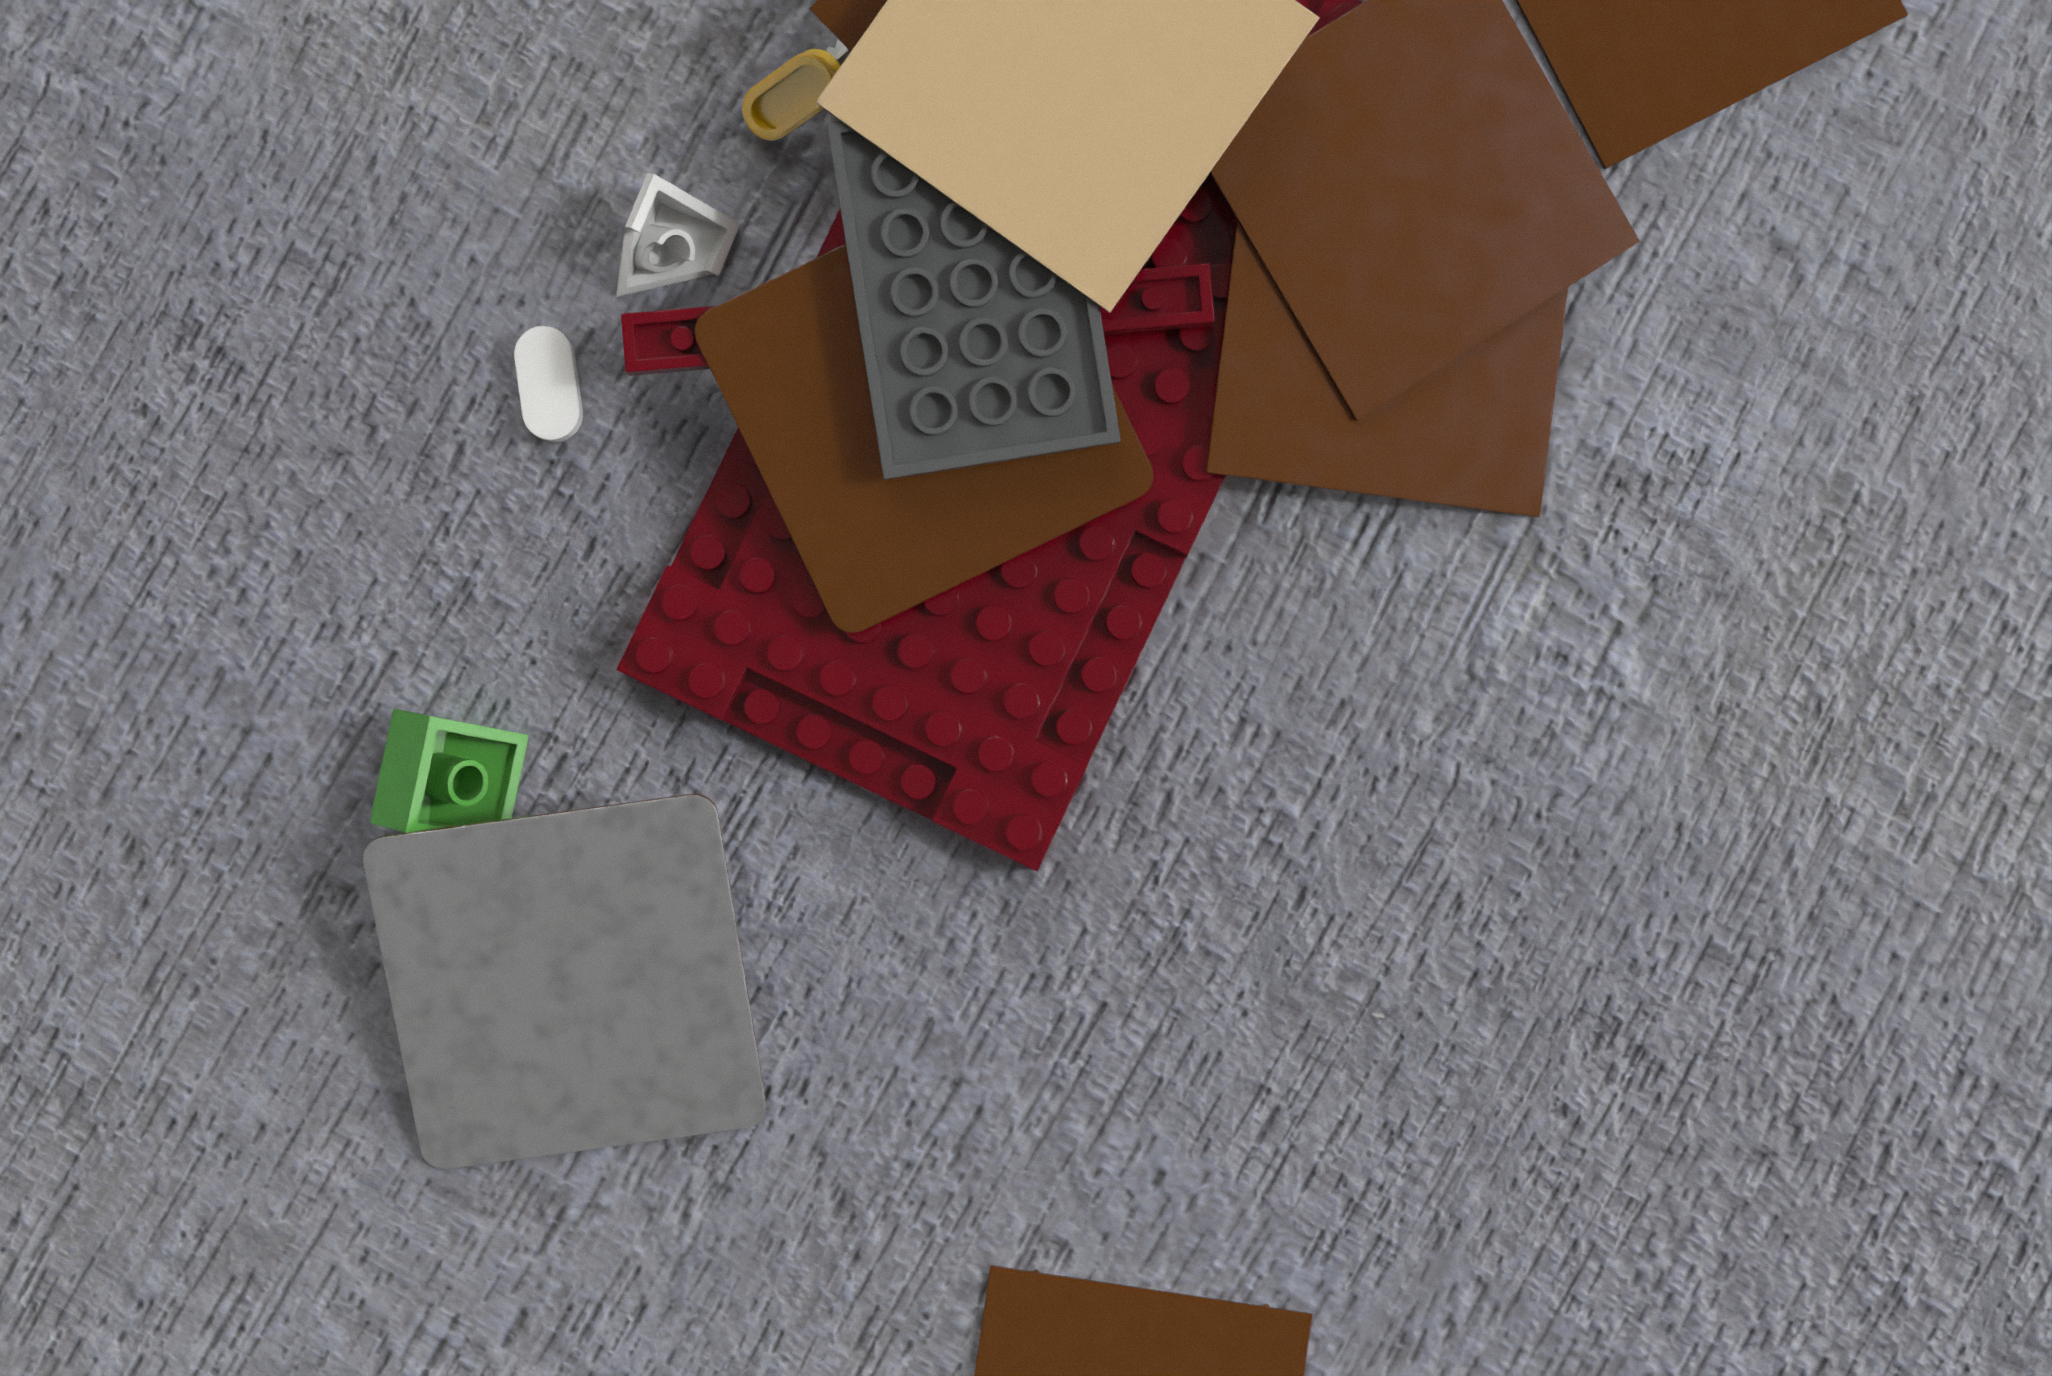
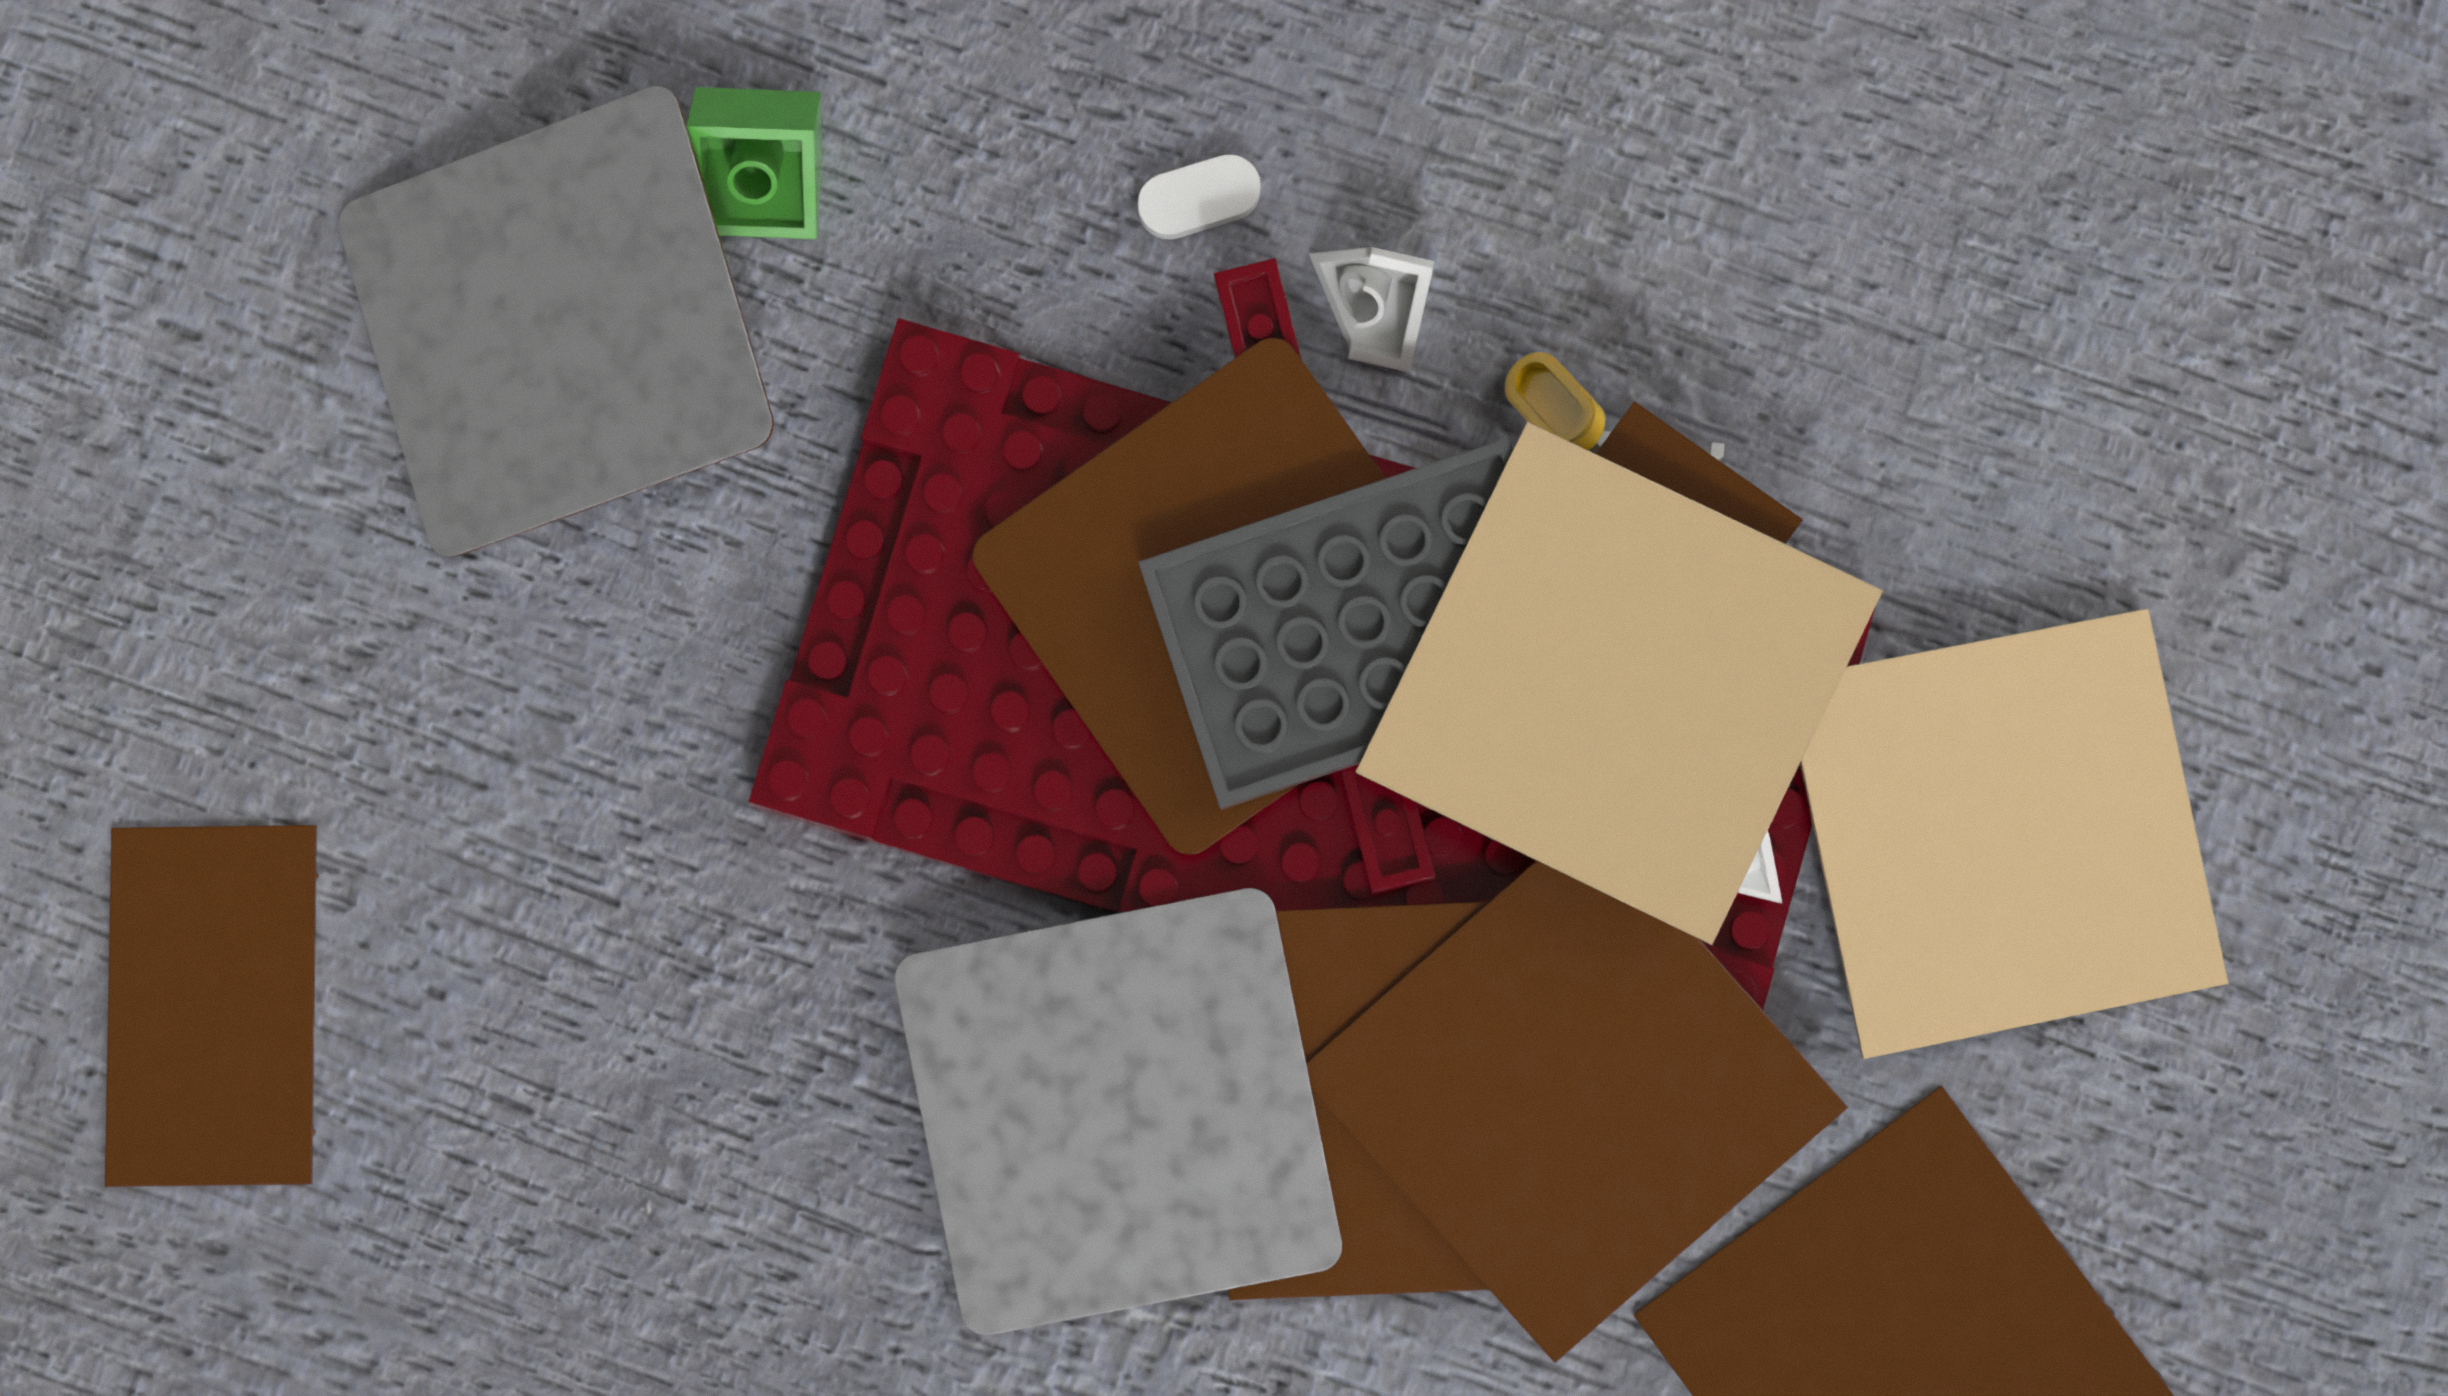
camera: 75 degrees right, 5 degrees down
(1364, 583) = (1118, 1111): none -> flat silver piece

